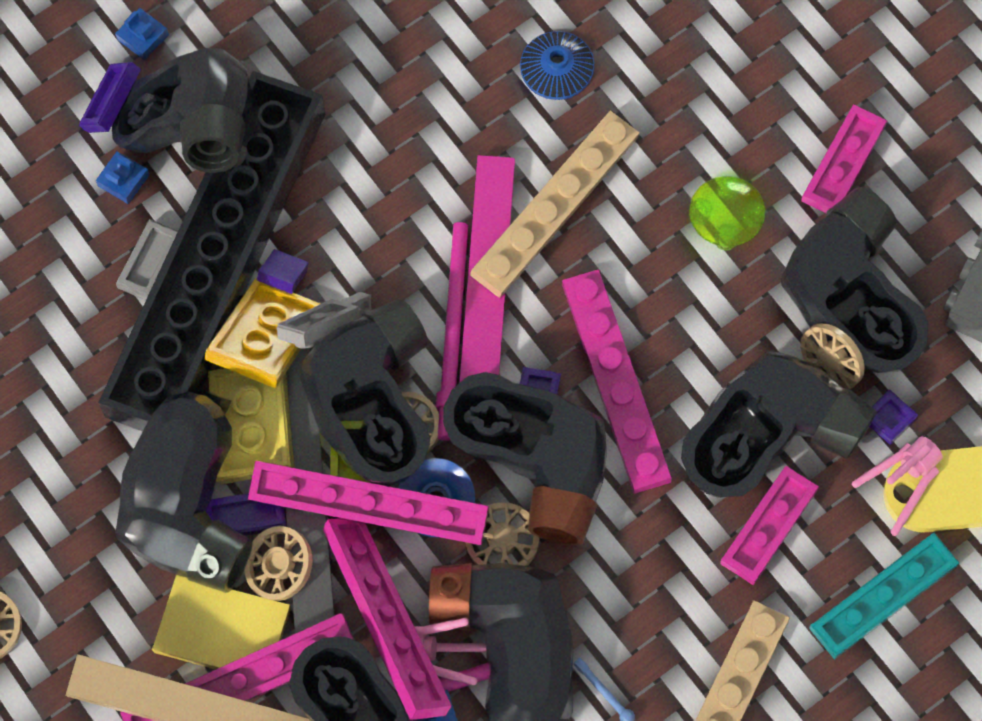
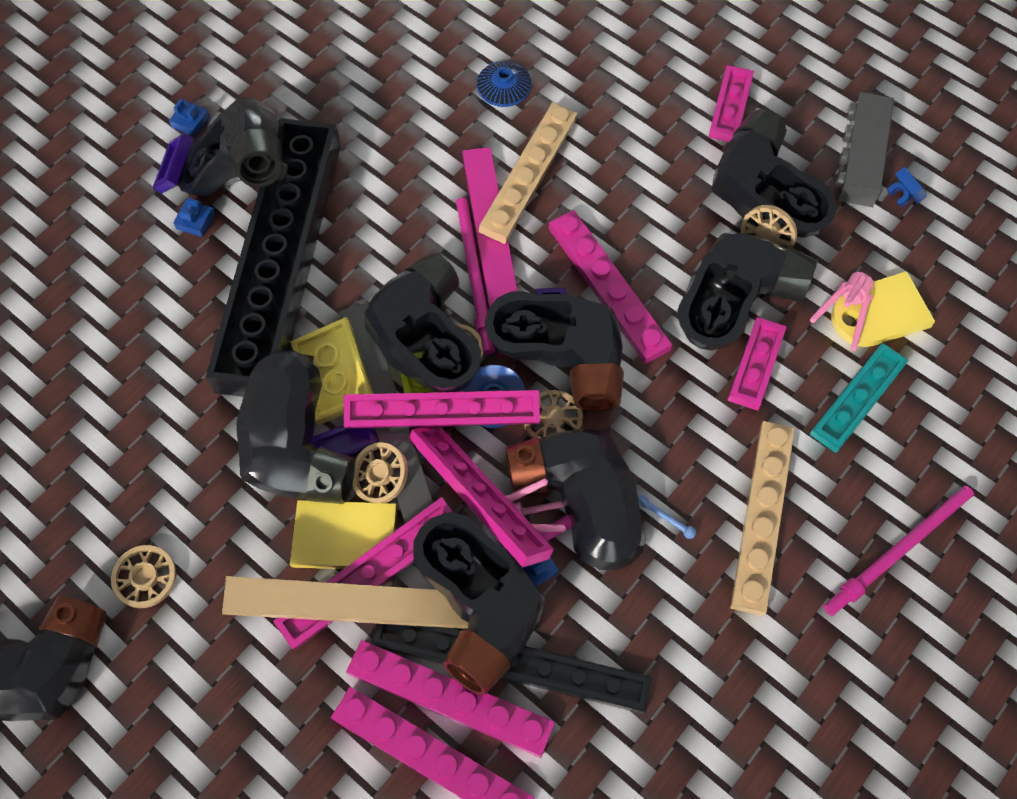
camera: 15 degrees left, 5 degrees down
(146, 259) = (223, 271): light grey tile -> none
(250, 338) = (329, 302): yellow tile -> none
(282, 271) = (333, 258): dark purple tile -> none
(320, 321) = (364, 287): light grey hinge -> none
(727, 211) = (656, 154): clear neon green dish -> none
(892, 417) = (825, 269): dark purple tile -> none

